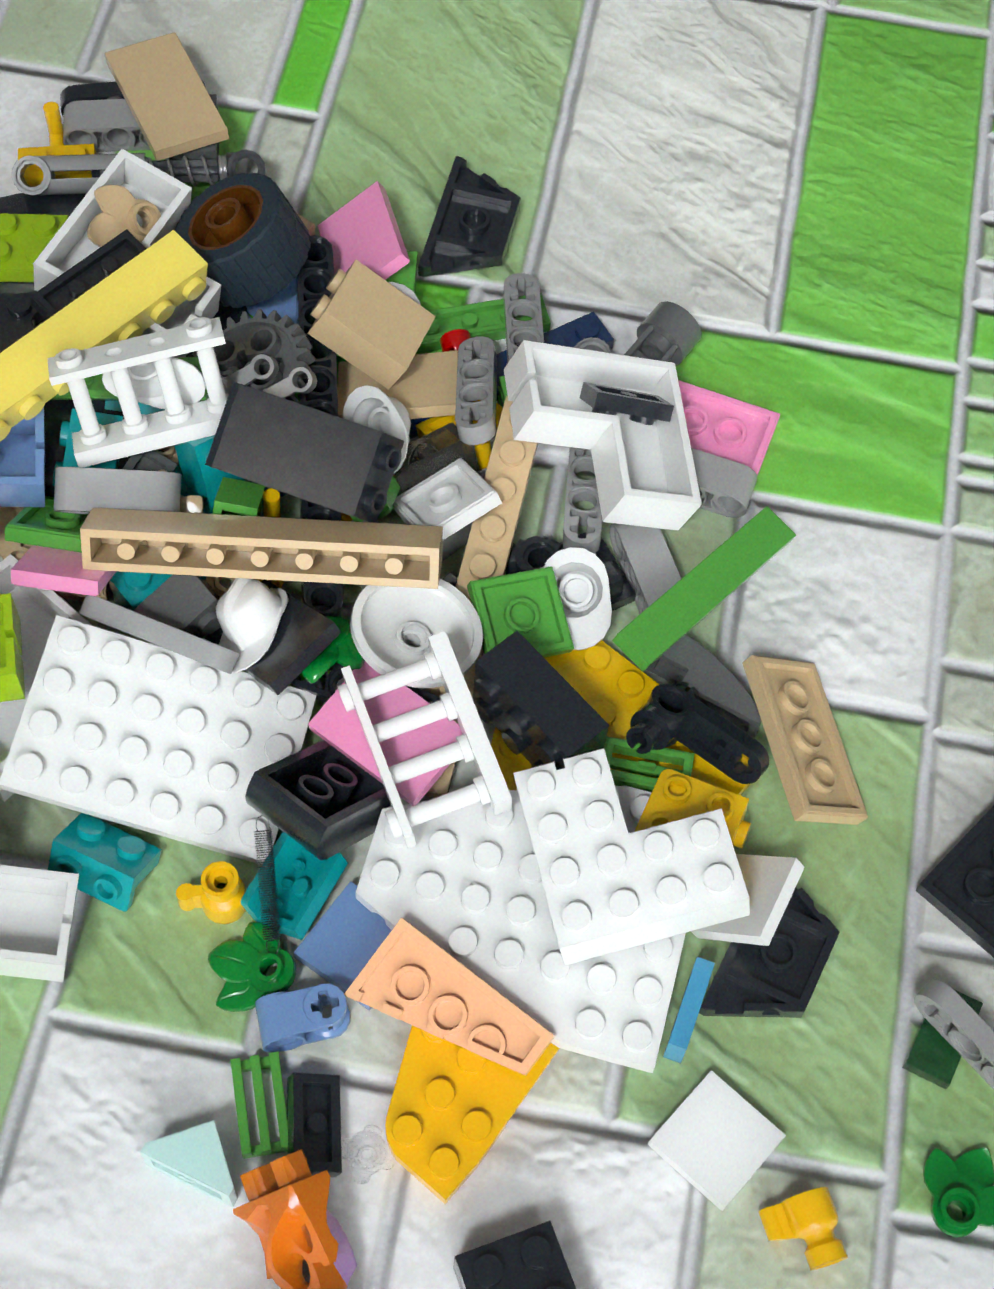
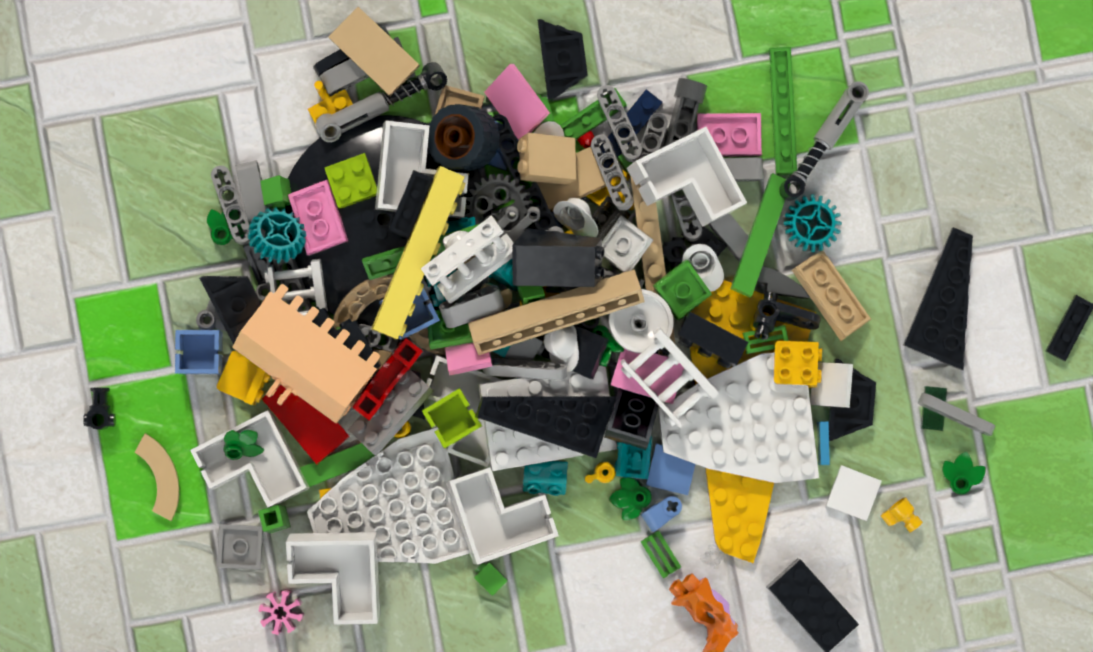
camera: 20 degrees left, 25 degrees up
(119, 214) = (403, 157): tan plate -> none
(164, 732) = (561, 420): none -> black wing
(194, 1159) = (646, 588): light aqua slope -> none
(274, 913) = (628, 476): black piece -> none
(315, 1120) = (687, 554): black plate -> none
(439, 994) = (719, 483): light nougat wing -> none
(616, 885) = (771, 412): white piece -> none
(640, 406) = (690, 158): black plate -> none
(820, 430) = (783, 110): none -> bright green tile
(822, 630) = (803, 220): none -> teal gear
(881, 484) = (825, 138): none -> piece

